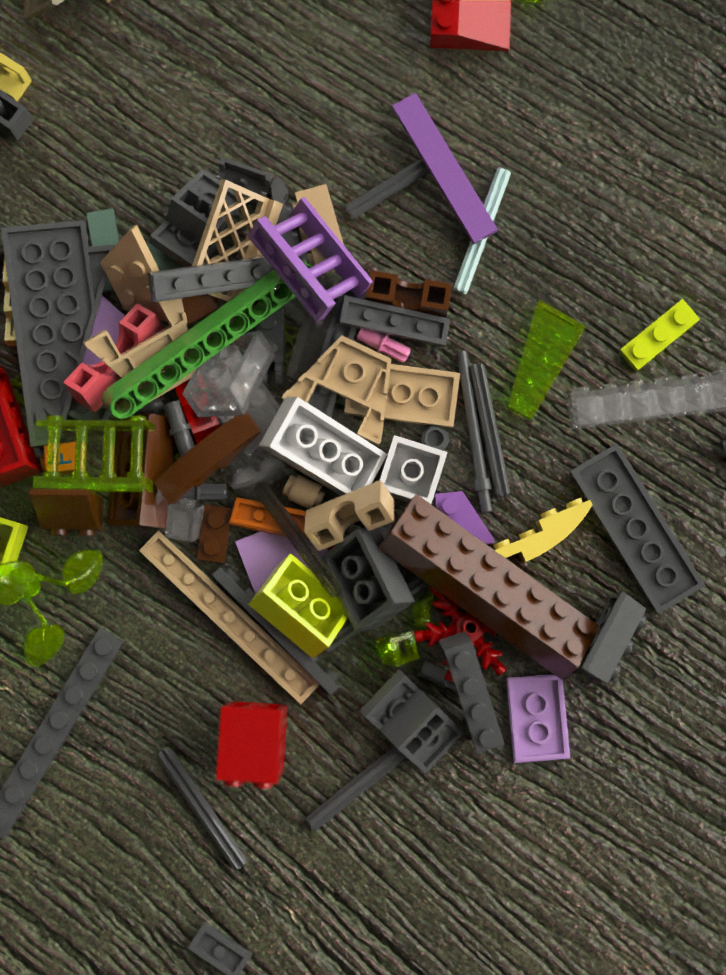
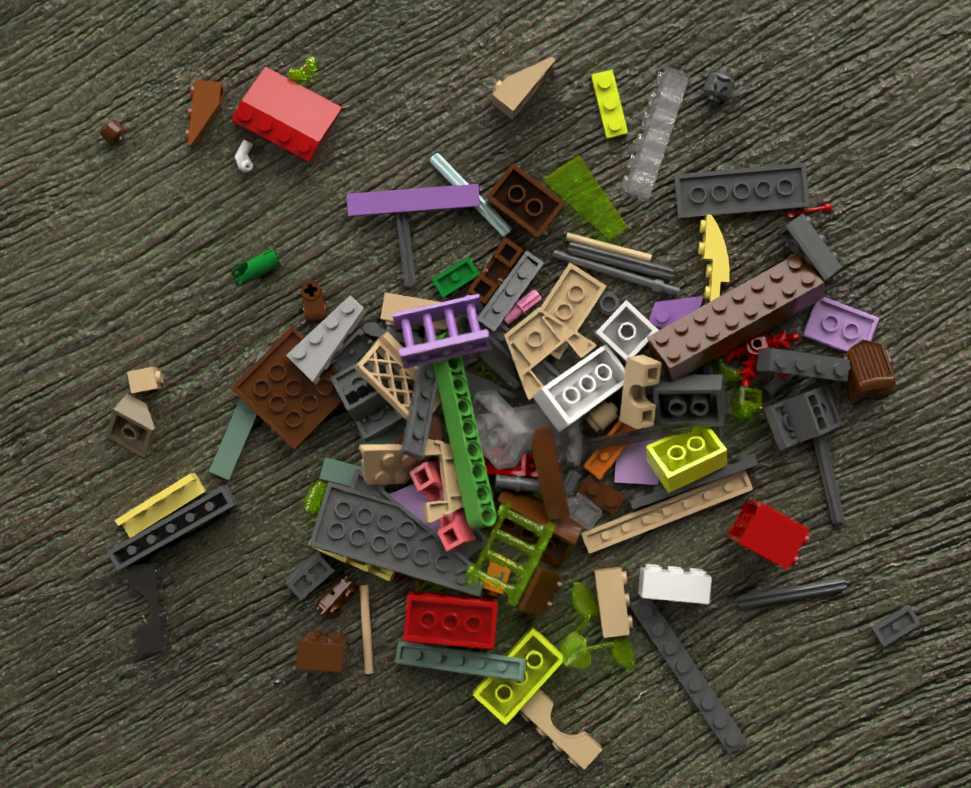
camera: 60 degrees left, 5 degrees up
(63, 214) = (314, 496): none -> clear neon green brick
(95, 604) = (613, 602): none -> tan brick
(119, 103) = (234, 439): none -> sand green tile
(146, 663) = (674, 584): none -> white brick
(171, 133) = (285, 394): none -> reddish brown plate
(235, 141) = (320, 345): none -> light grey wing
(276, 119) = (314, 307): none -> reddish brown piece
(289, 39) = (256, 267): none -> green piece
(381, 255) = (455, 277): none -> green plate
(498, 409) = (608, 247): none -> tan bar
(502, 774) = (869, 370): none -> reddish brown piece
(503, 290) = (525, 201): none -> reddish brown brick
(630, 225) = (518, 88): none -> tan slope
(666, 636) = (791, 213): none -> red hinge

